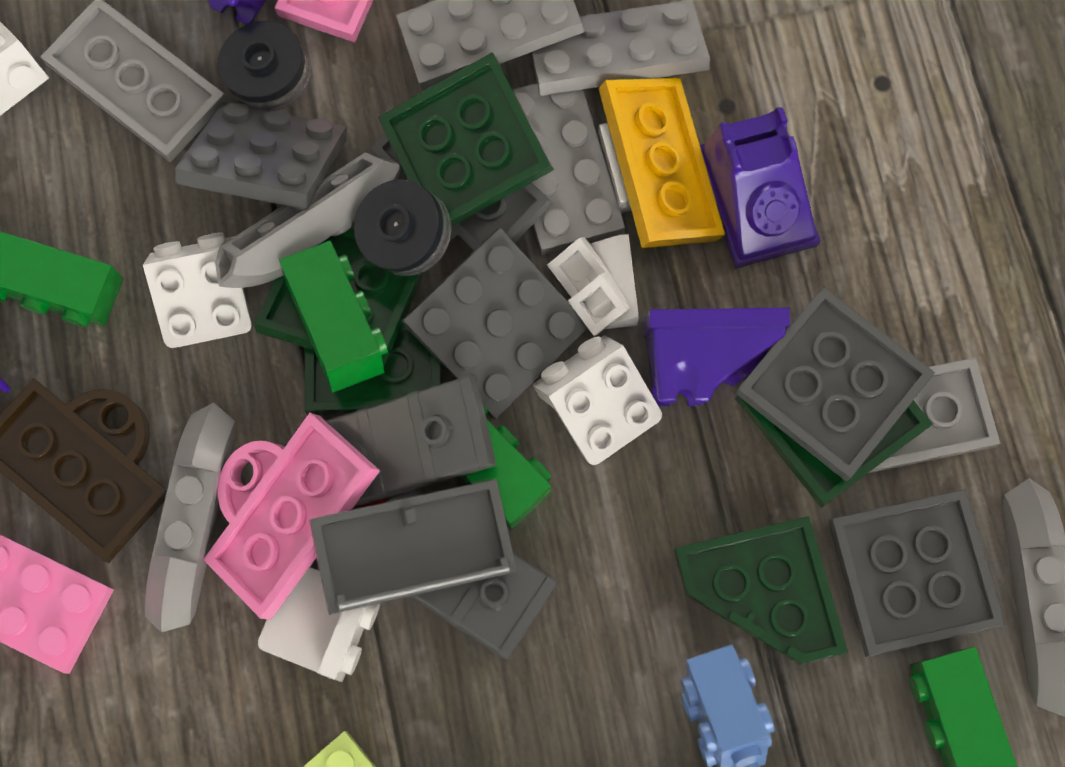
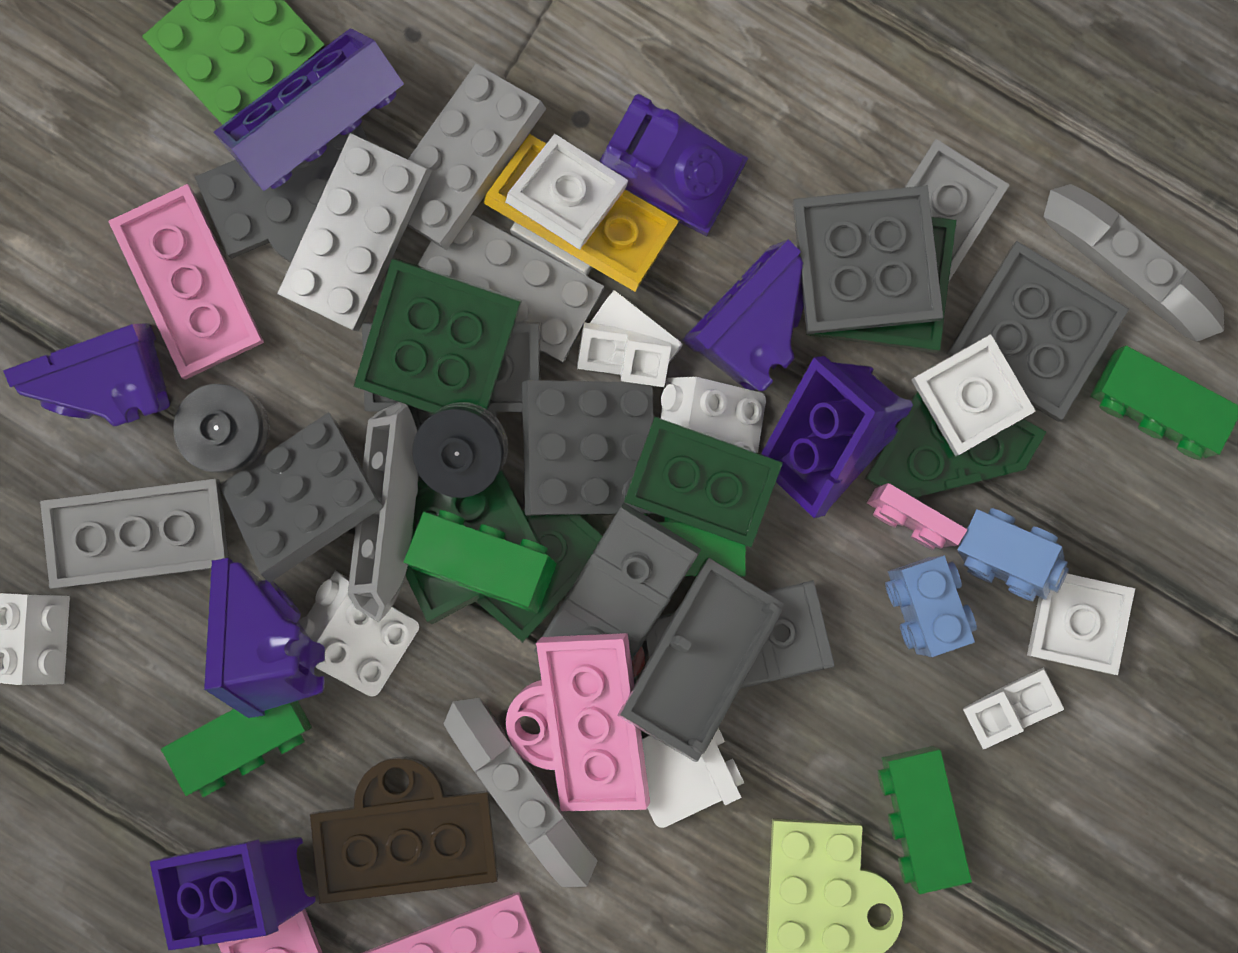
camera: 50 degrees left, 10 degrees up
(120, 214) = (256, 644): none -> dark purple piece
(548, 420) = (702, 481): none -> dark green plate
(631, 676) = (931, 606): none -> medium blue brick
(663, 131) = (566, 191): none -> white plate
(675, 590) = (929, 526): none -> bright pink plate
(683, 484) = (832, 431): none -> dark purple piece
(817, 565) = (973, 395): none -> white plate

